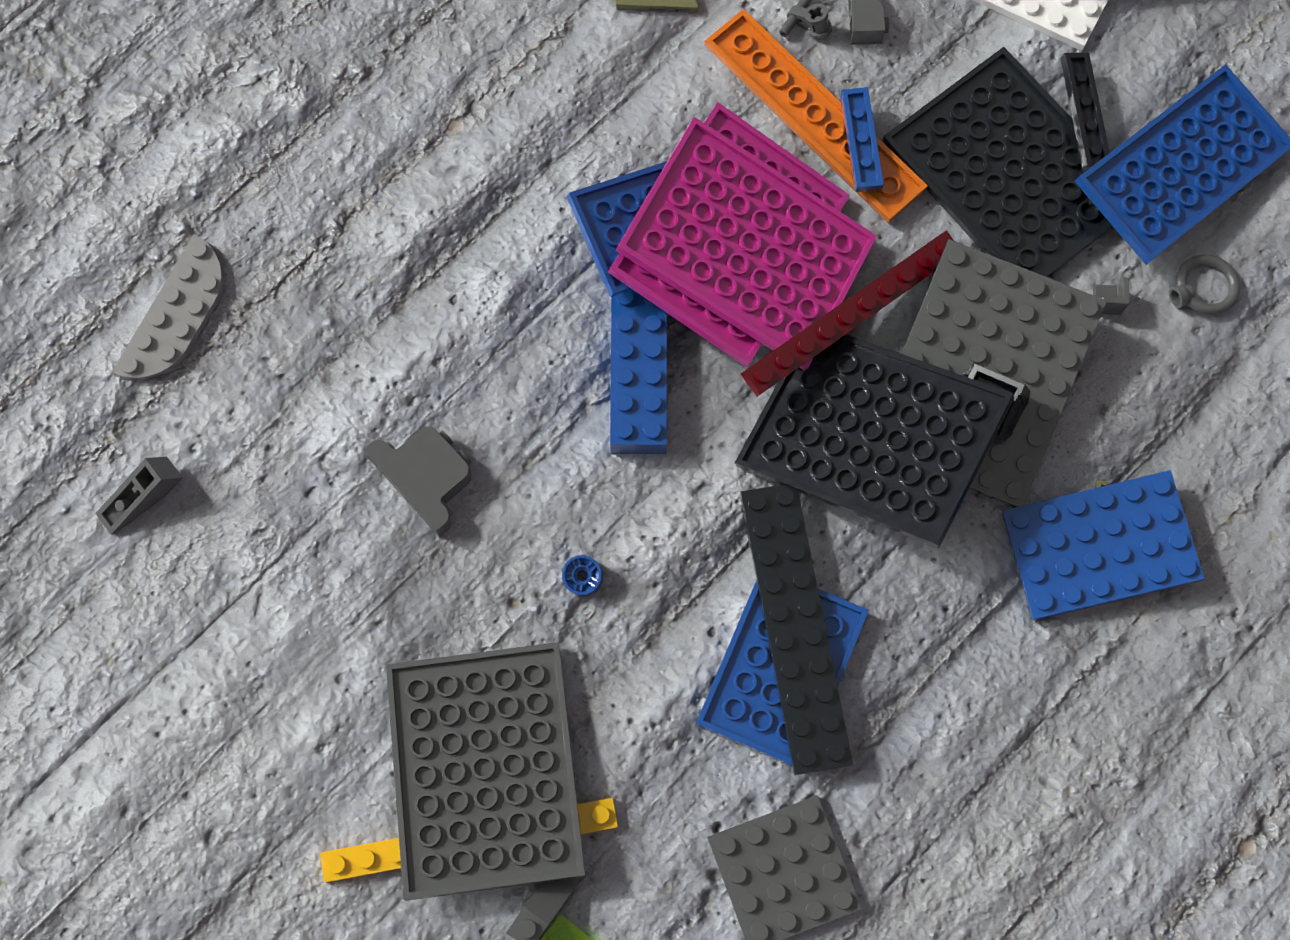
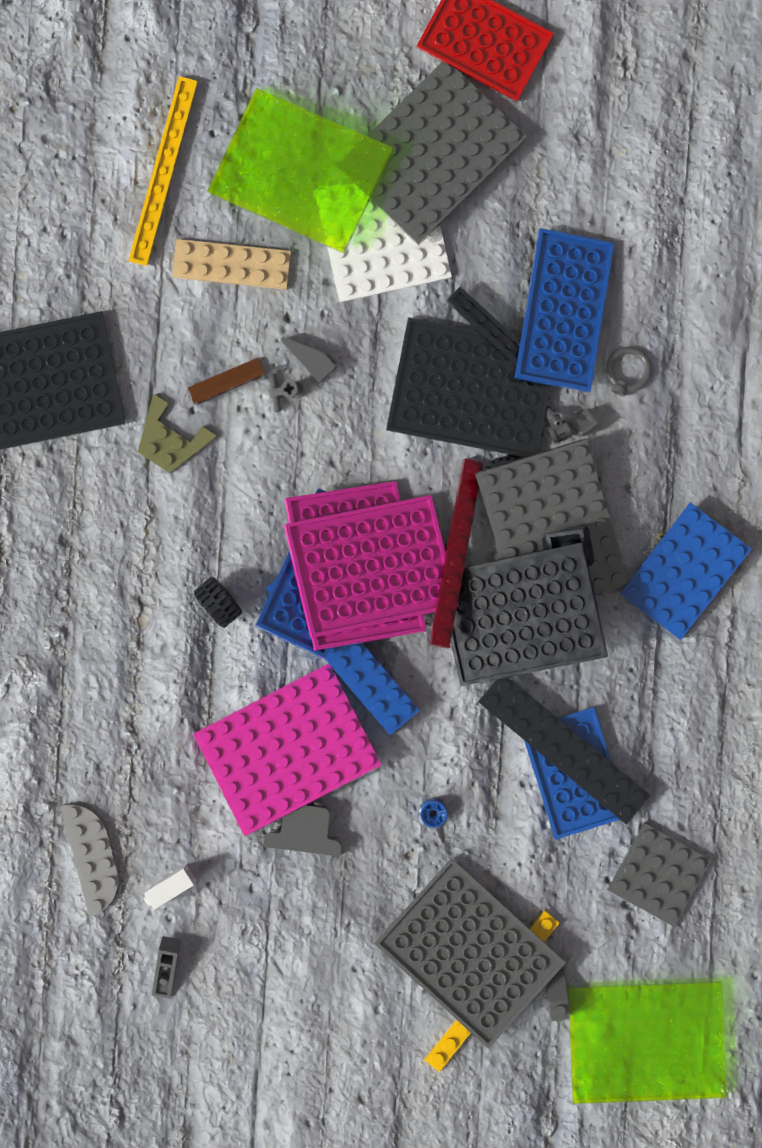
camera: 40 degrees left, 15 degrees up
(222, 406) = (169, 887): none -> white brick
(483, 372) = (287, 750): none -> dark pink plate
(549, 156) = (217, 602): none -> black tyre
(808, 109) = (336, 447): orange plate -> none
(861, 139) = (377, 445): blue plate -> none
(1080, 277) = (559, 428): none -> dark grey piece

